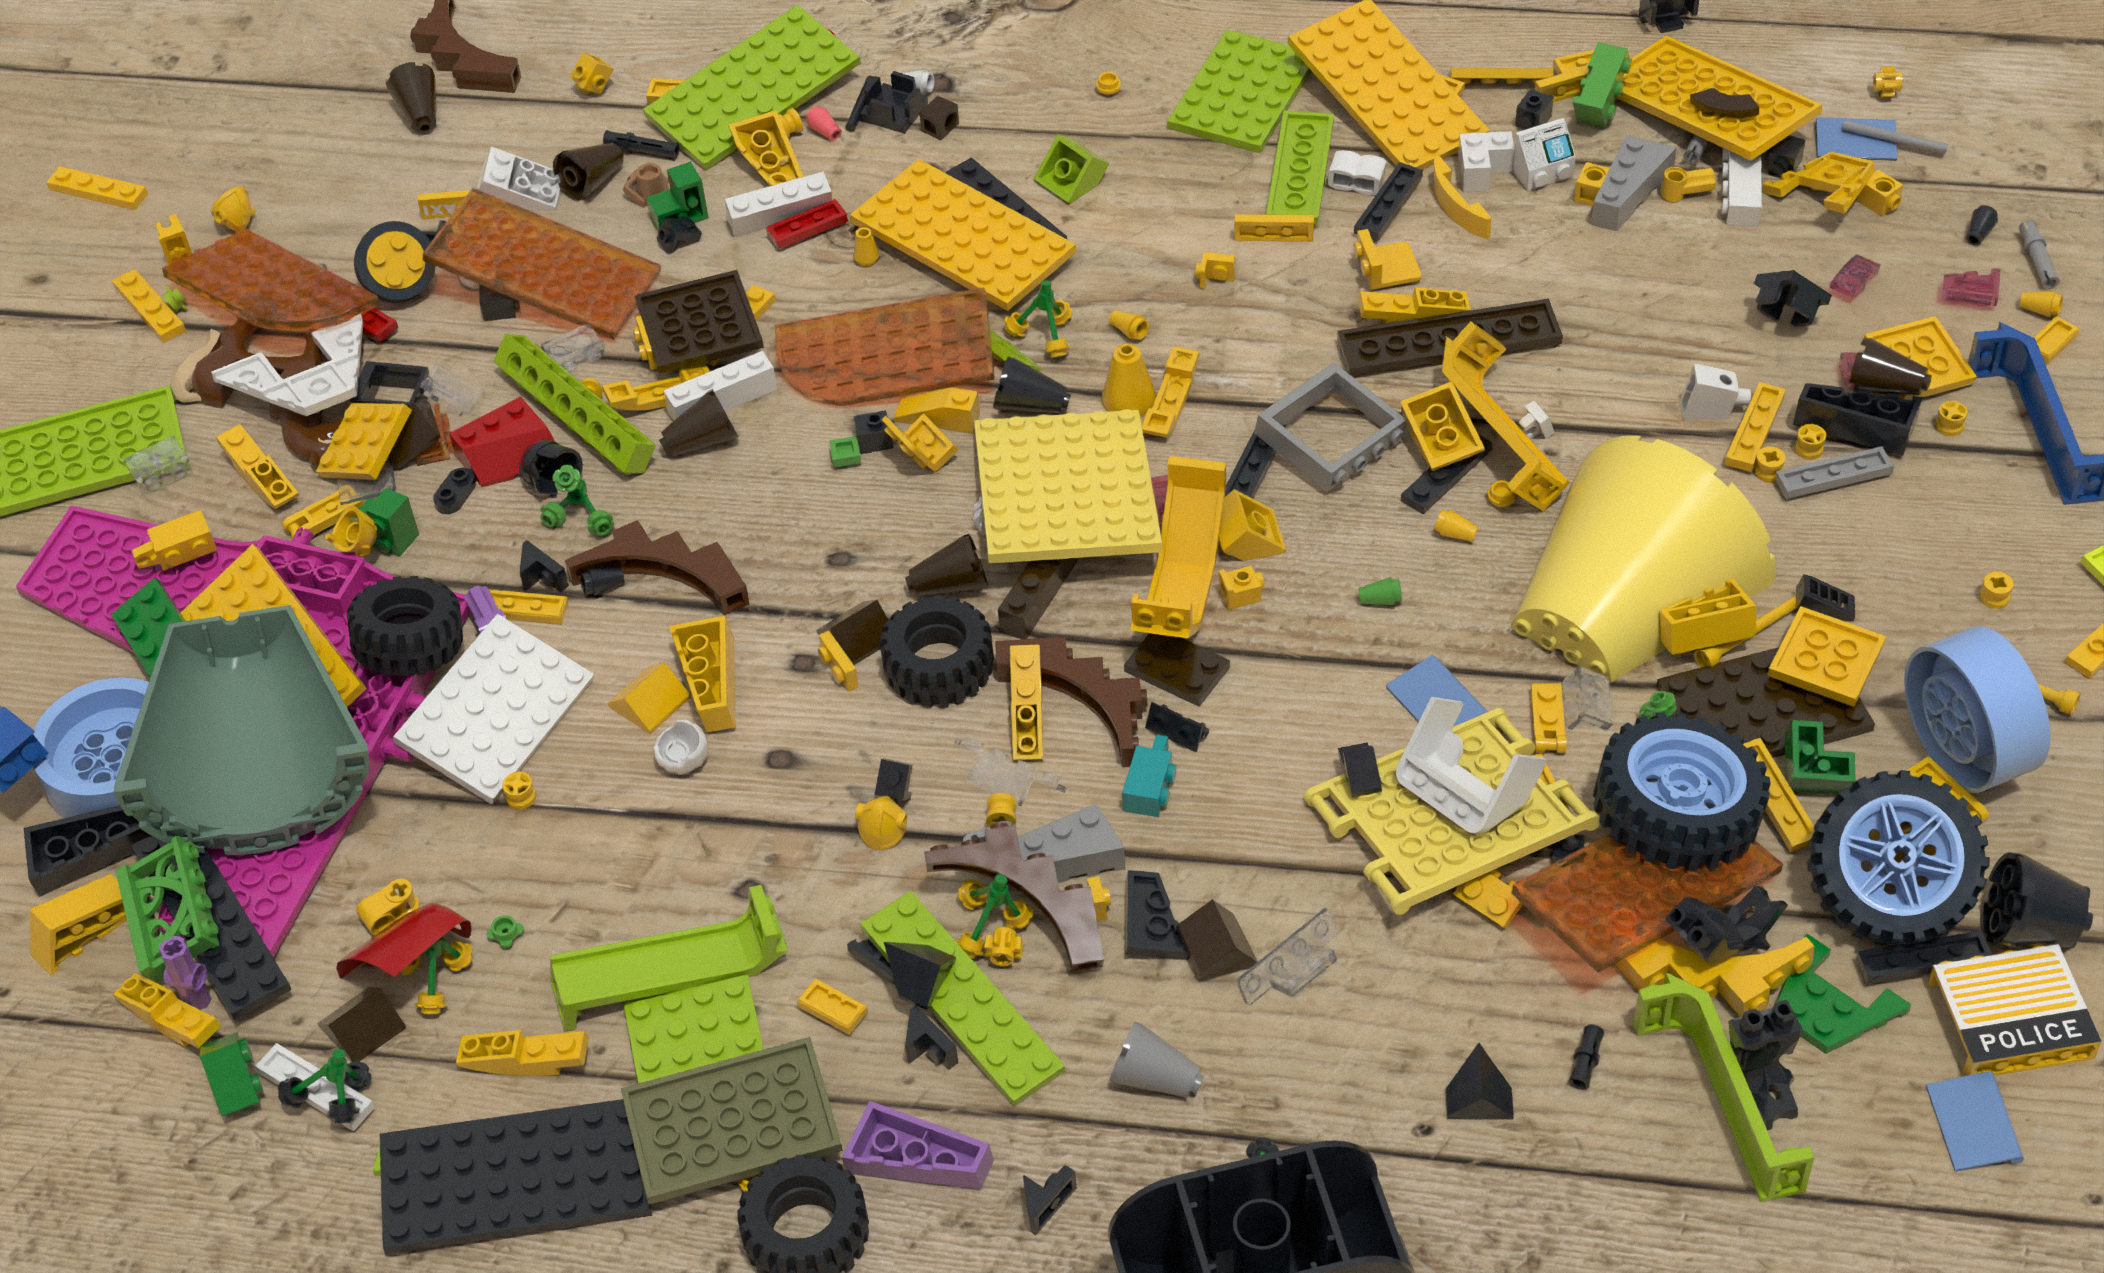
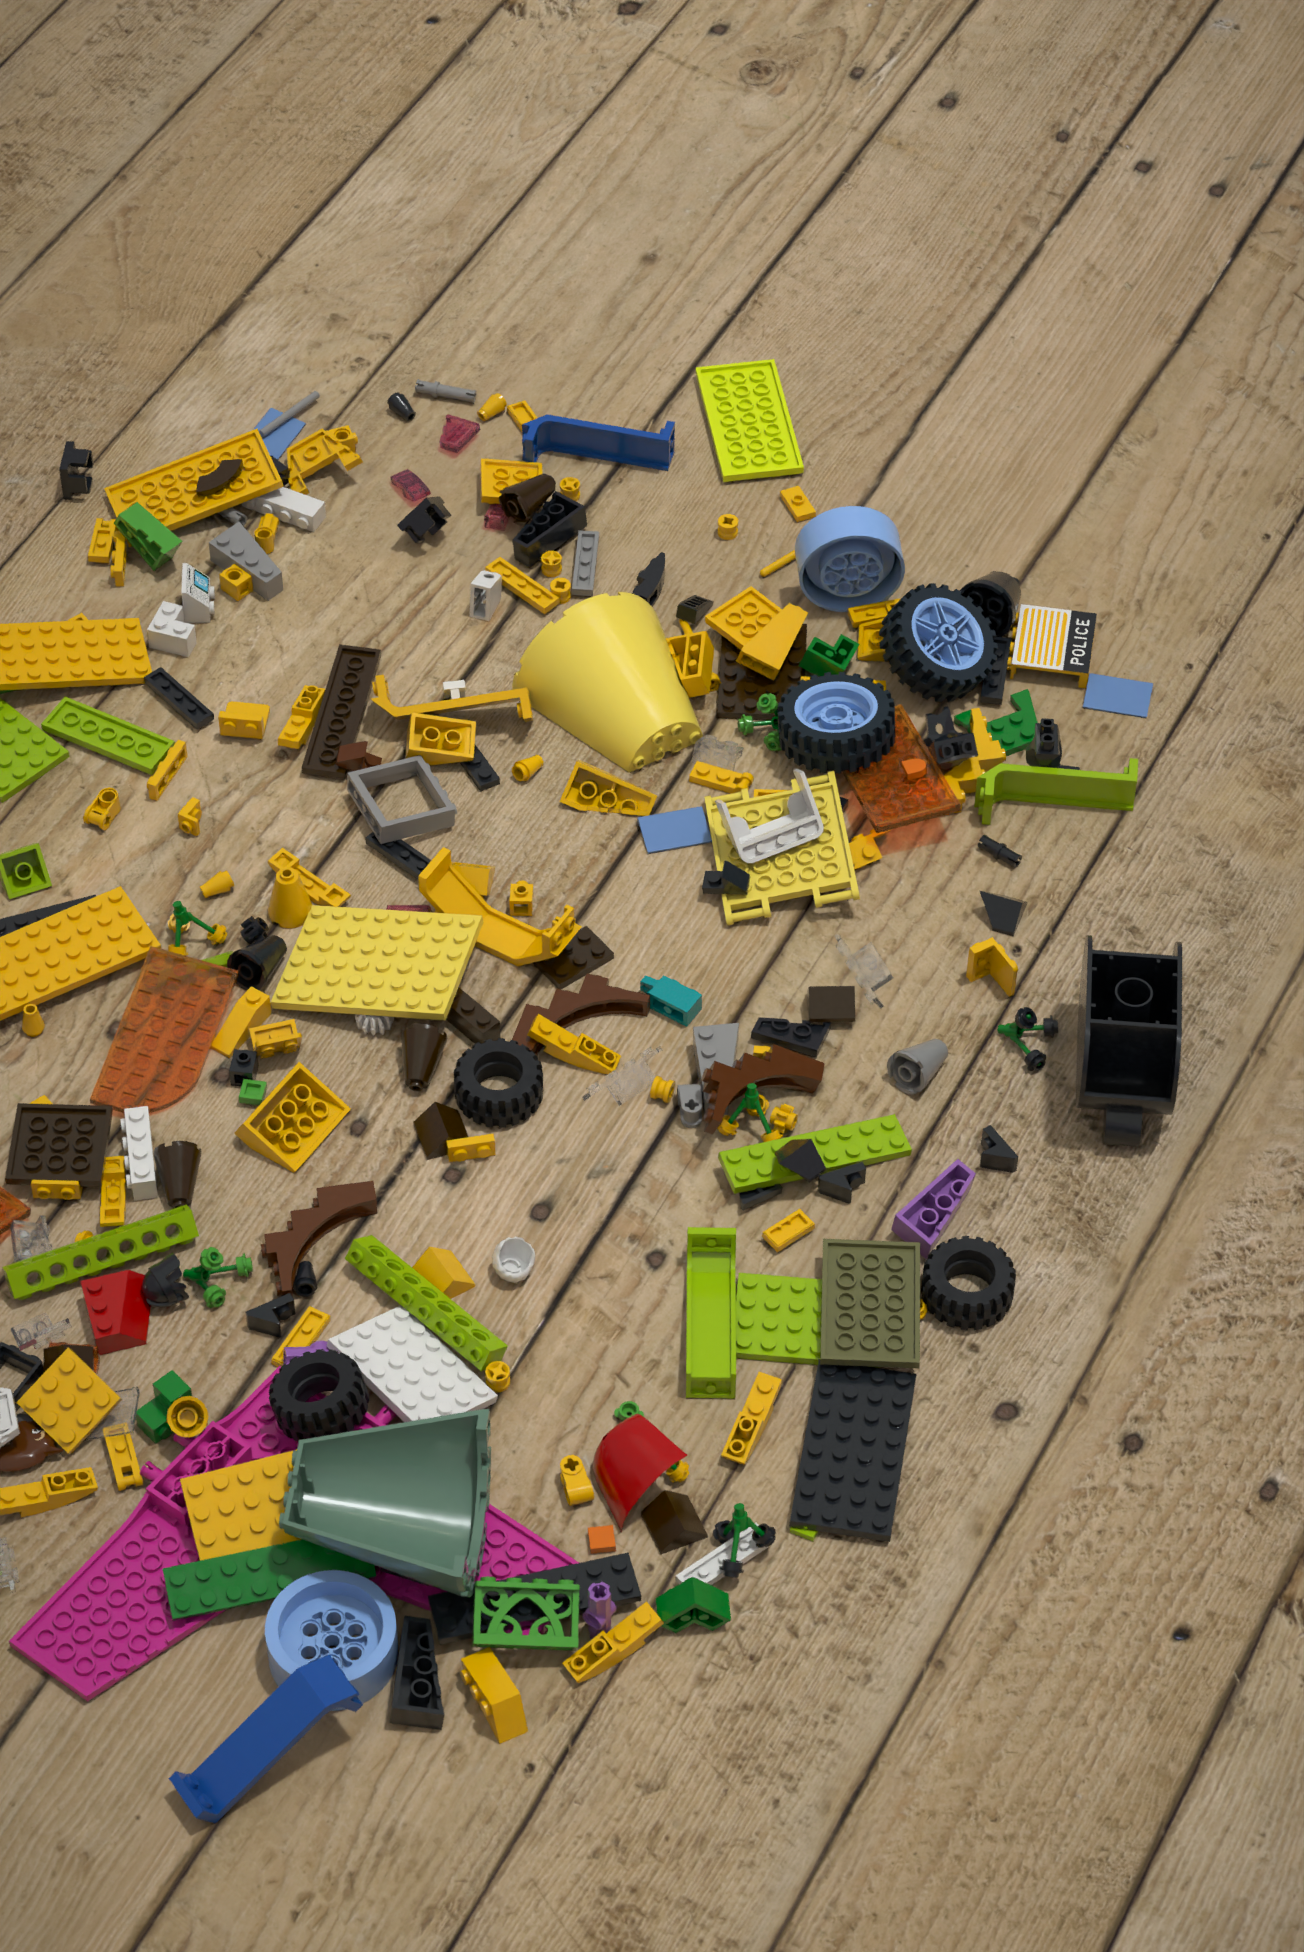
camera: 75 degrees left, 0 degrees up
(176, 542) = (115, 1554): yellow hinge -> none
(320, 960) = (601, 1539): none -> orange tile
(454, 490) = (142, 1359): black plate -> none
(535, 762) = (425, 1302): none -> lime brick
(709, 666) = (444, 1226): yellow wedge -> none
(818, 494) = (293, 1119): none -> yellow slope
(881, 823) = (641, 1159): yellow helmet -> none
(894, 780) = (611, 1139): black bracket -> none
(1080, 373) = (254, 930): none -> black gear
(1175, 726) = (632, 972): black hinge -> none
(1191, 198) = (103, 808): none -> yellow piece
(1357, 172) = (138, 704): white brick -> none
(1362, 1088) = (991, 959): none -> yellow bracket
(1374, 372) = (355, 757): none -> reddish brown slope
(1381, 592) = (568, 823): bright green cone -> none
(1454, 601) = (602, 792): none -> yellow wedge
(1470, 217) = (202, 663): yellow slope -> none
(1489, 75) = (85, 586): yellow plate -> none
(1500, 494) = (509, 734): yellow plate -> none
(1534, 110) = (136, 586): black brick -> none
(1645, 898) = (914, 768): none -> orange tile
(1795, 686) = (772, 643): none -> yellow slope
(1839, 546) = (651, 580): none -> black slope
(1887, 82) = (233, 395): yellow gear -> none

